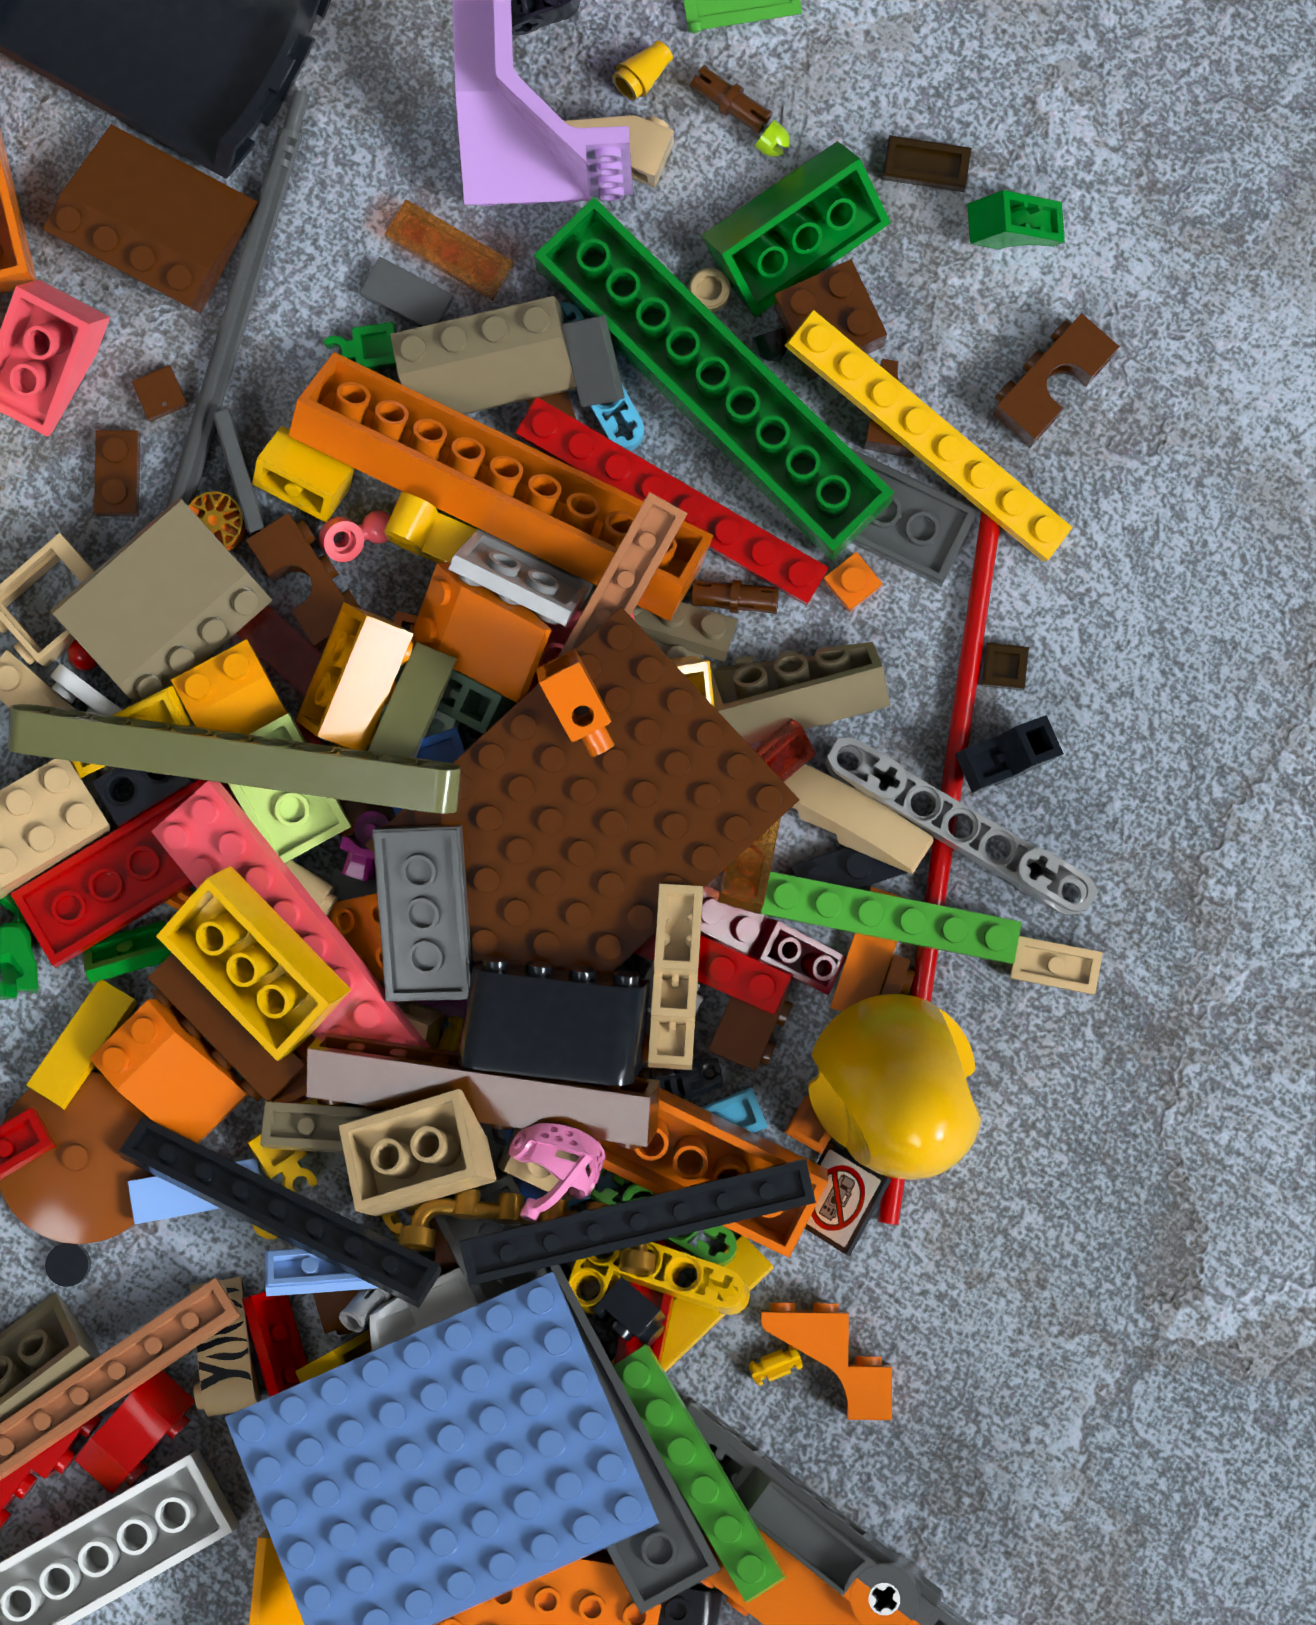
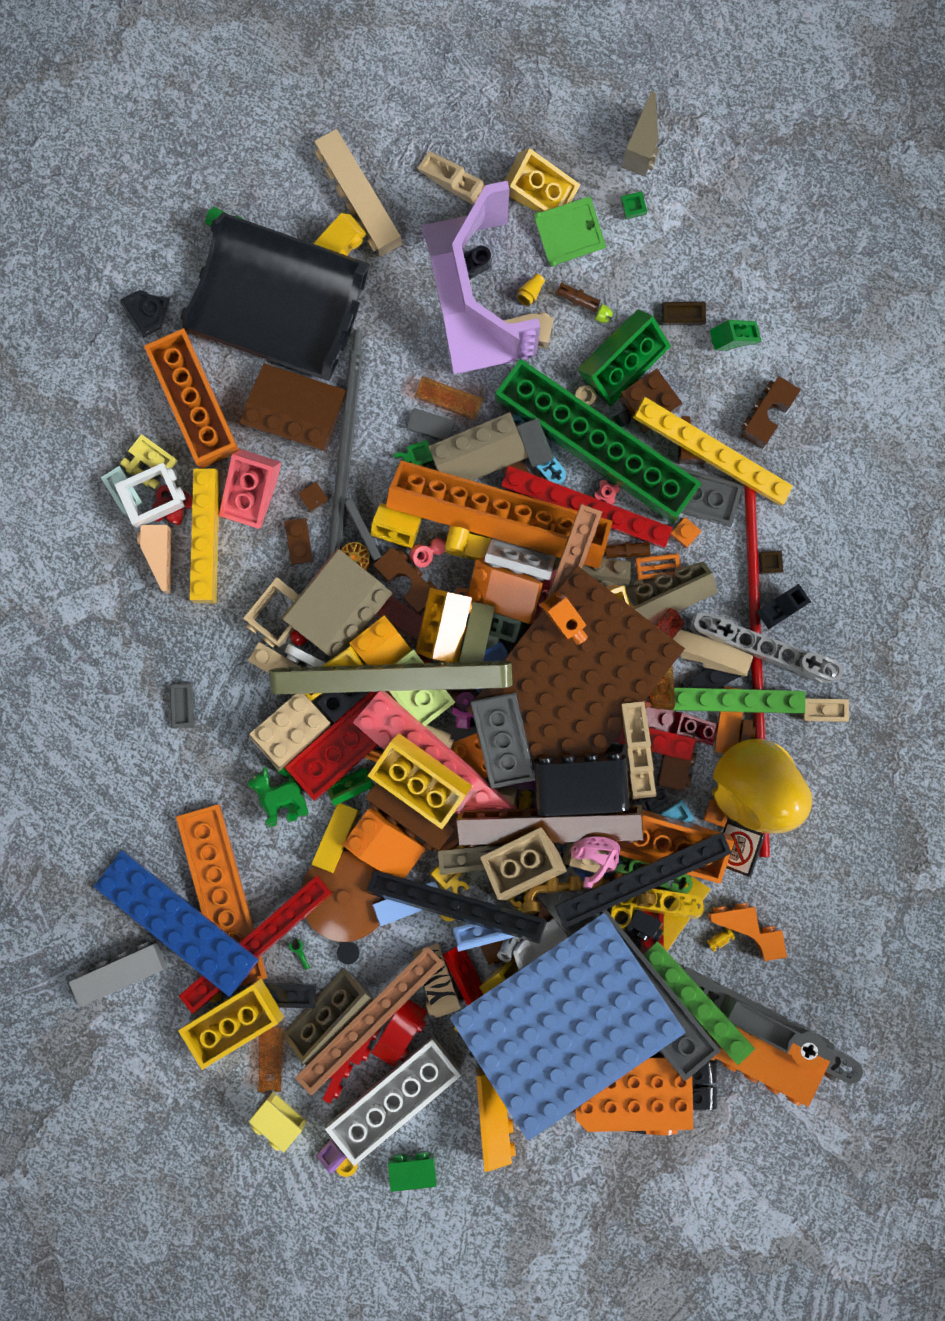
camera: 15 degrees left, 0 degrees up
(715, 467) = (613, 490): none -> coral plate
(784, 621) = (639, 569): none -> orange tile

